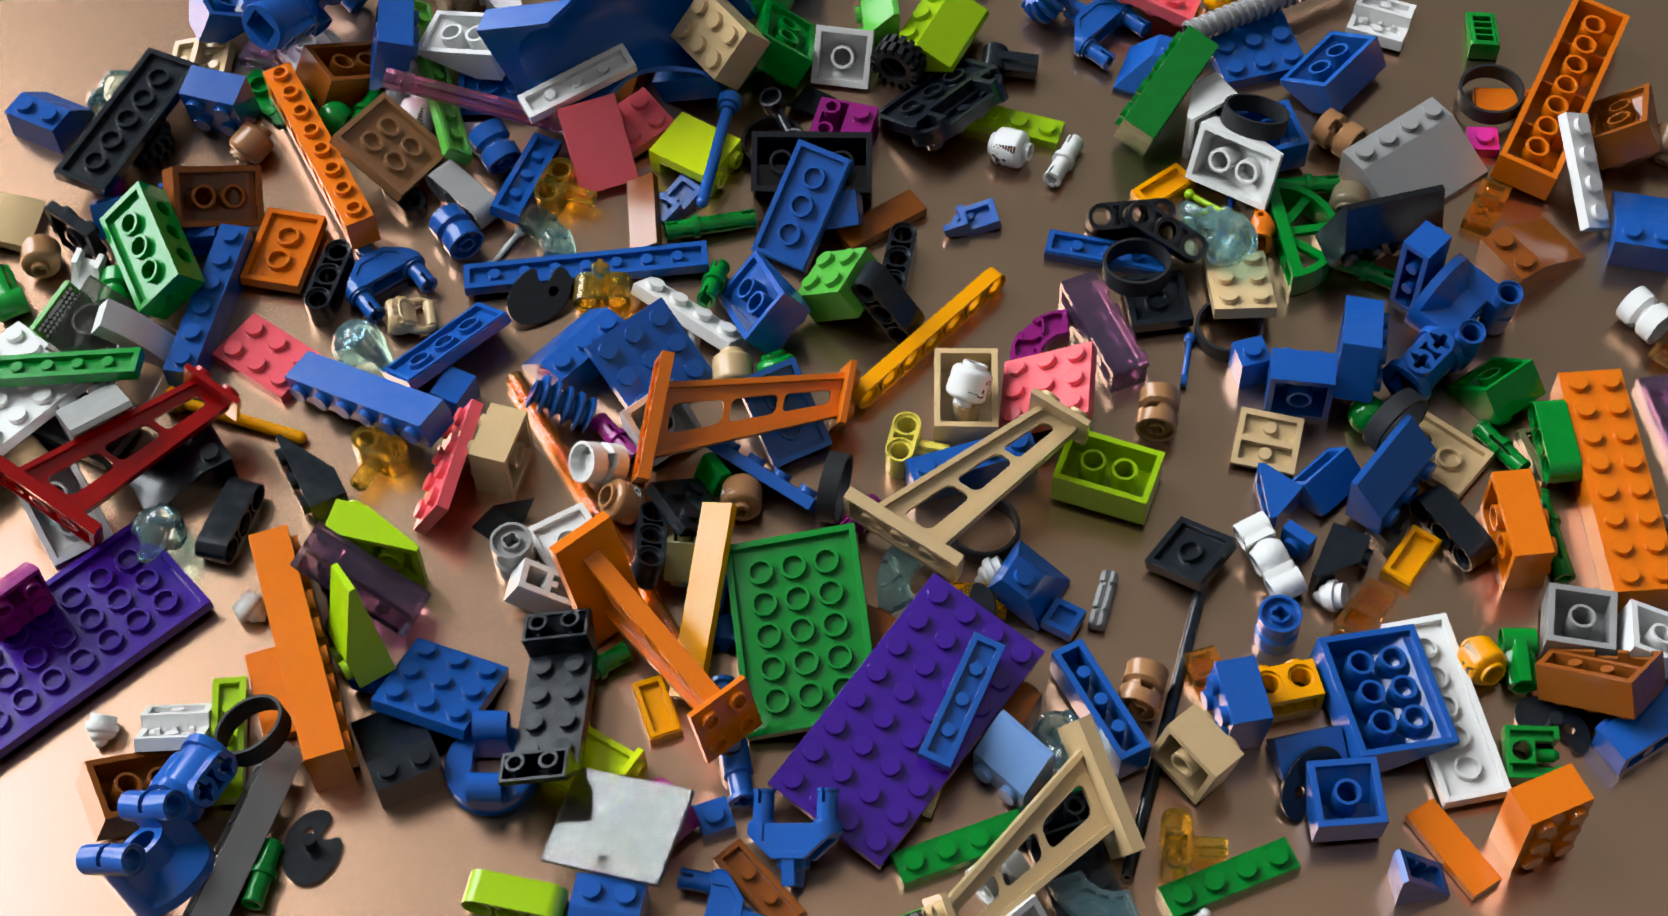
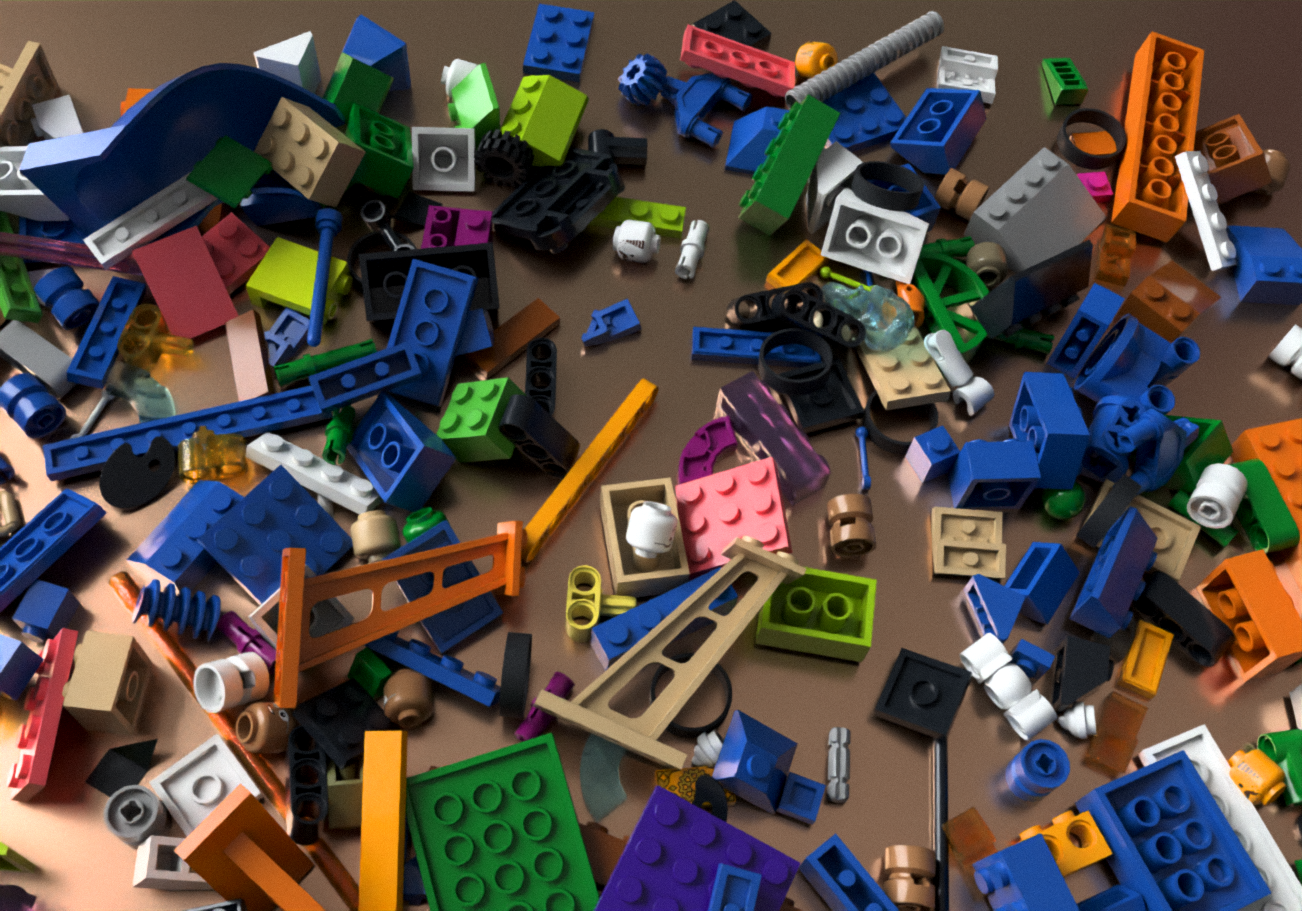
camera: 20 degrees left, 5 degrees up
(649, 48) = (229, 171): none -> green piece
(742, 236) = (365, 377): none -> blue brick
(1305, 314) = (973, 389): none -> white piece
(1460, 373) = (1159, 447): none -> blue connector
(1508, 423) = (1217, 496): none -> white wheel

